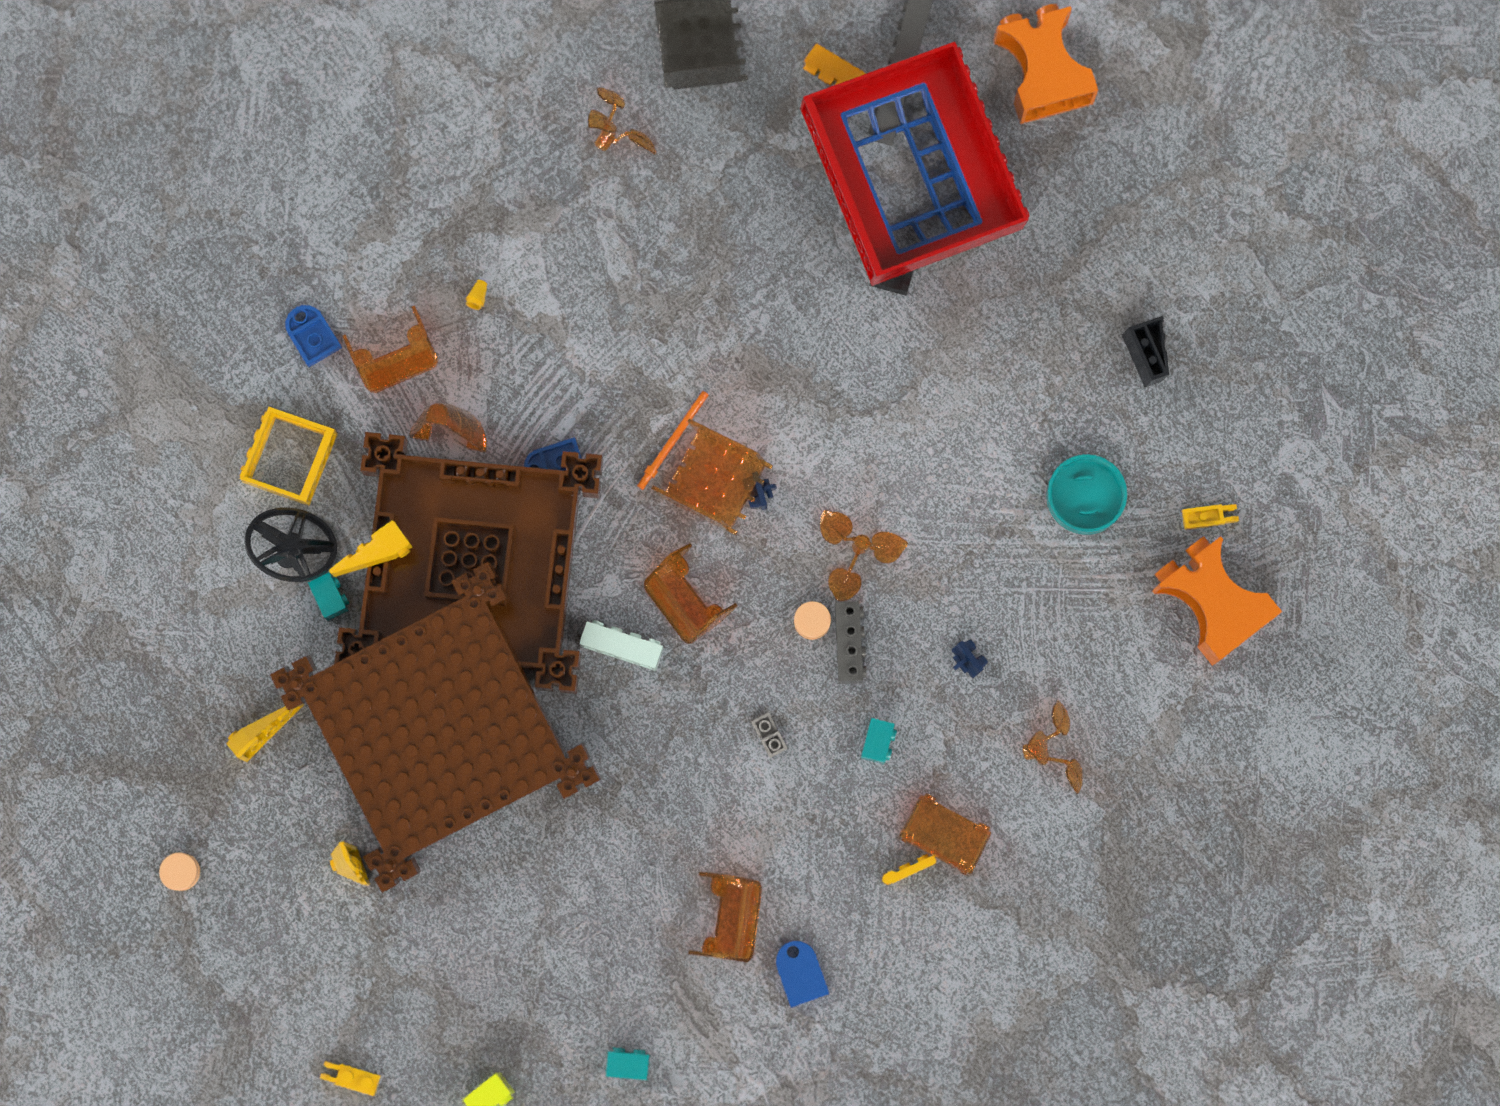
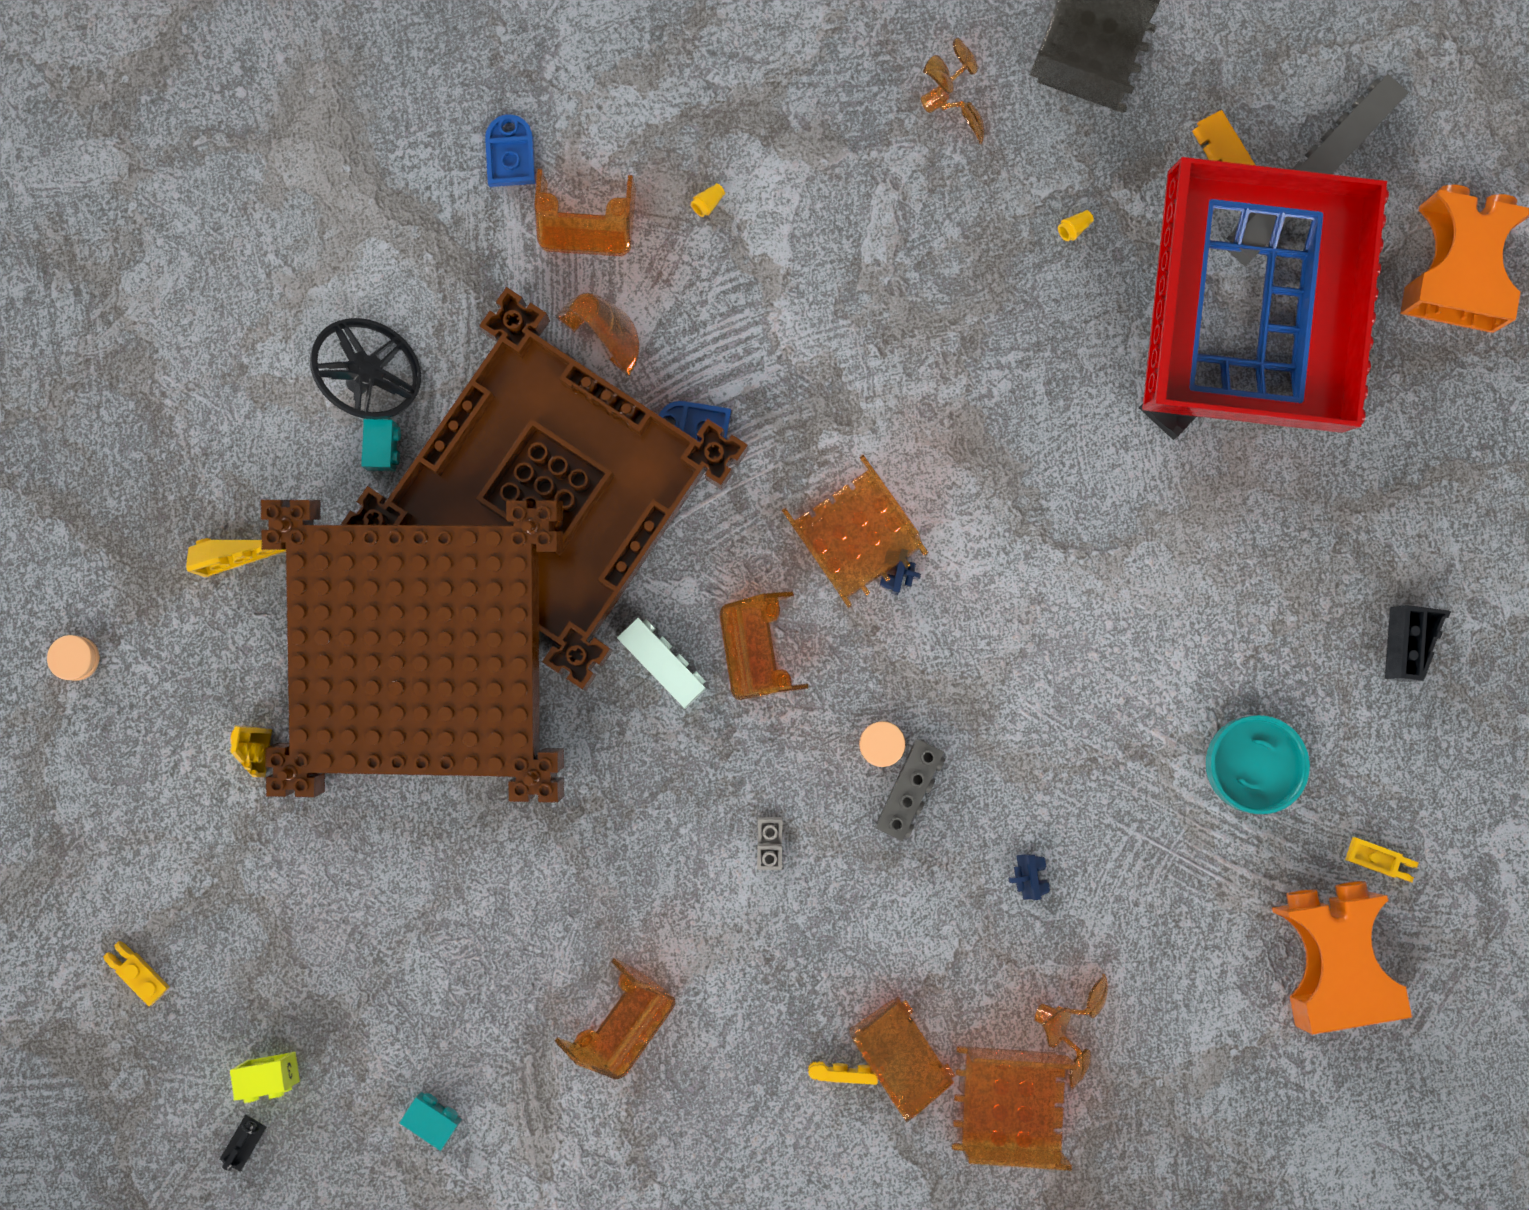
camera: 30 degrees right, 5 degrees up
(261, 436) = (443, 297): yellow window -> none
(385, 546) = (459, 422): yellow wedge -> none
(651, 471) = (794, 488): orange bar -> none
(754, 179) = (1075, 225): none -> yellow cone
(800, 975) = (667, 1122): blue tile -> none
(878, 741) = (884, 915): teal brick -> none
(886, 548) = (1005, 704): clear orange plant -> none
(1039, 824) = (1012, 1108): none -> clear orange windscreen

